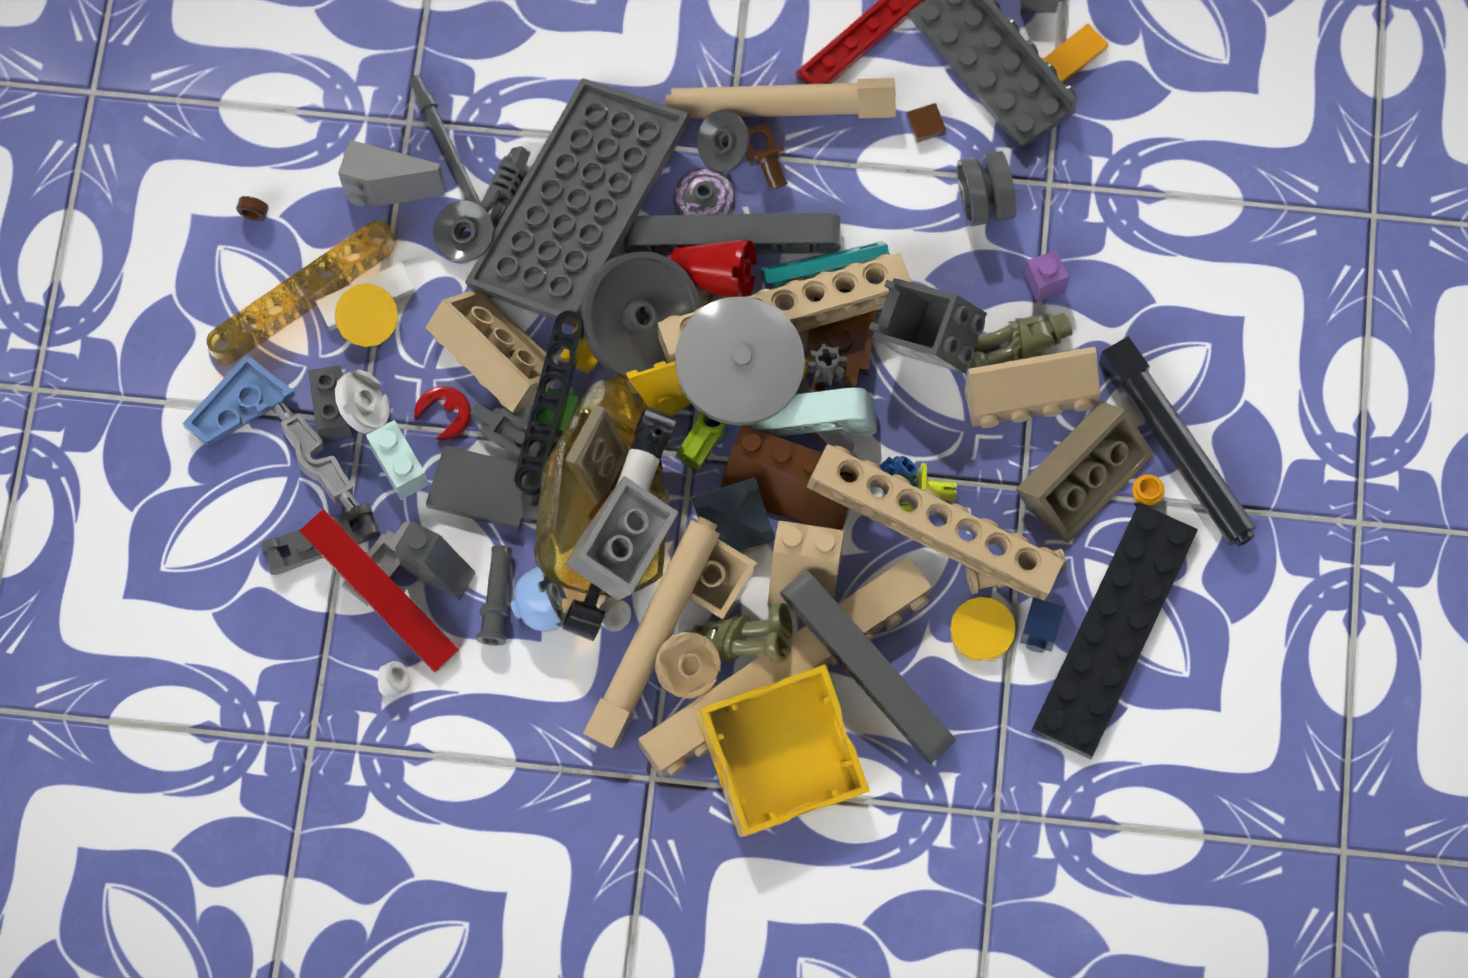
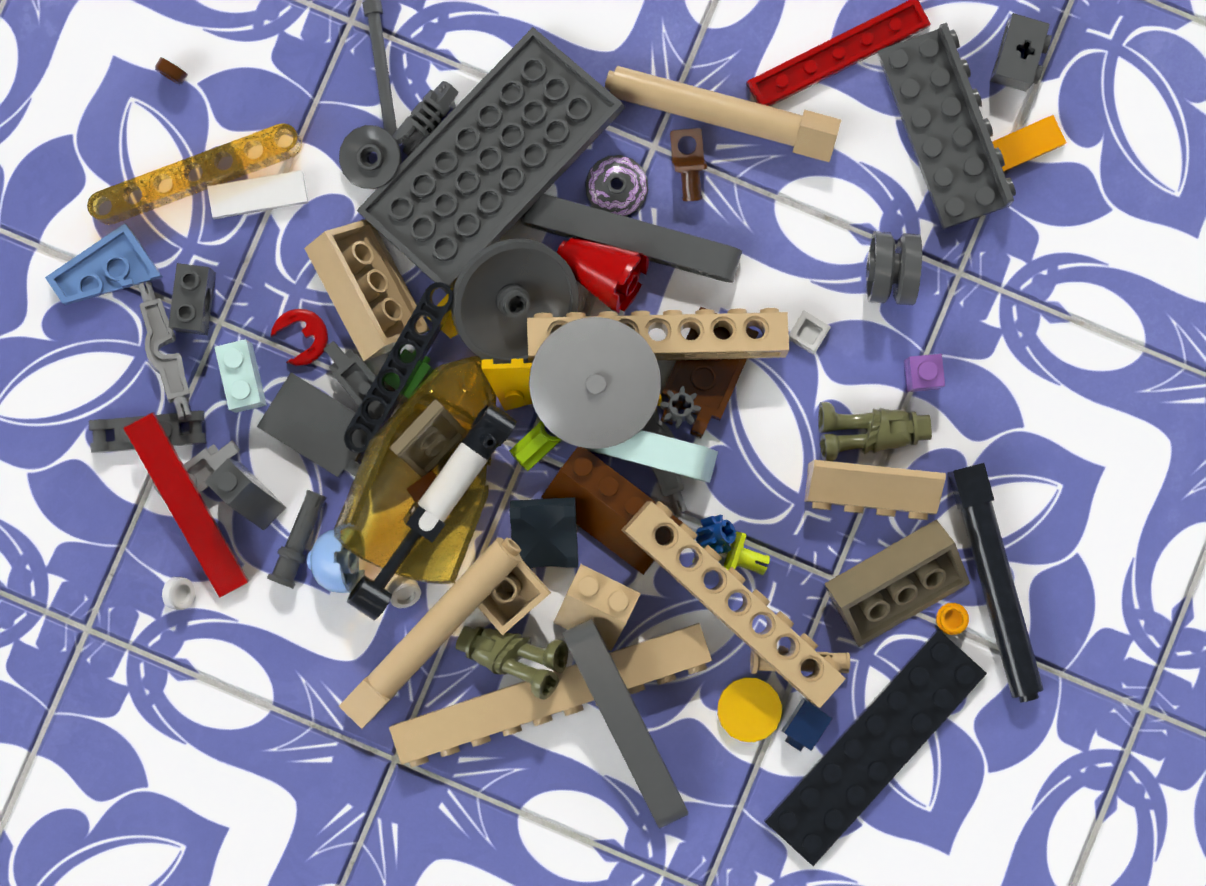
camera: 15 degrees right, 15 degrees up
(362, 401) = (221, 308): white tile -> none
(366, 315) = (251, 217): yellow tile -> none
(387, 177) = (303, 79): light grey slope -> none
(622, 539) = (425, 538): light grey slope -> none
(687, 665) = (454, 672): tan tile -> none
(713, 140) = (651, 136): dark grey dish -> none
(782, 751) = (520, 781): yellow tile -> none
(809, 267) = (701, 294): teal plate -> none
(926, 122) = (858, 173): reddish brown tile -> none
(927, 271) = (808, 332): none -> white tile
(929, 325) = (791, 400): dark grey container -> none

